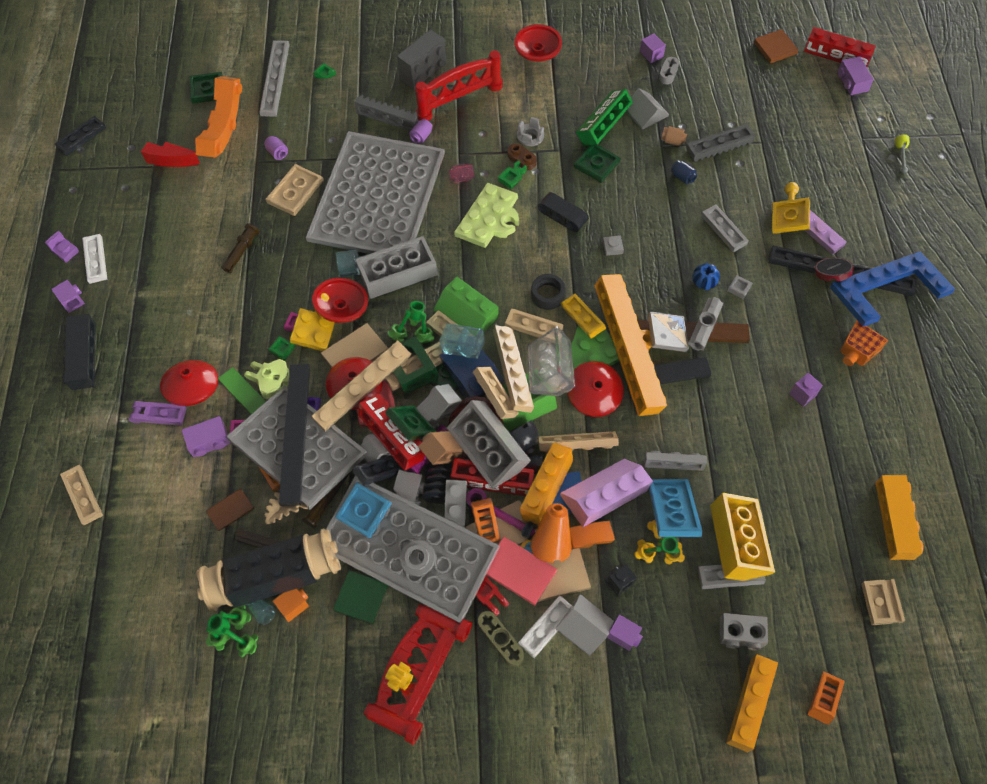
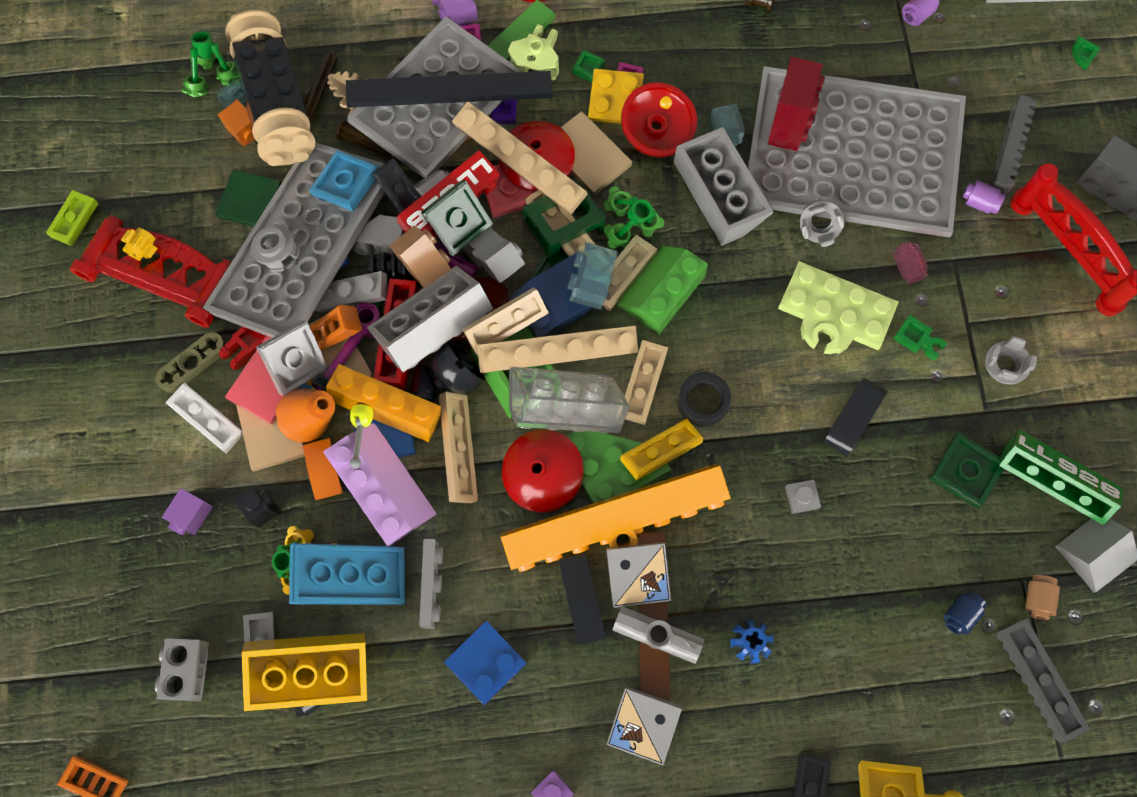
camera: 90 degrees right, 10 degrees up
(229, 509) = (360, 43): reddish brown slope -> none
(294, 190) = (851, 44): tan tile -> none
(351, 210) = (796, 104): none -> dark red brick
(360, 748) = (72, 218): none -> lime plate
(435, 214) = (826, 235): none -> light grey piece
(511, 544) = (292, 357): none -> light grey tile
(519, 153) = (962, 350): reddish brown plate -> none
(561, 494) = (360, 417): none -> hinge
(585, 625) = (202, 464): light grey slope -> none
(724, 228) = (856, 678): light grey plate -> none
(725, 430) = (485, 663): none -> blue plate
(740, 287) = (743, 700): light grey tile -> none
(752, 703) = (86, 675): light orange brick -> none
(760, 338) = (644, 725): none -> tile

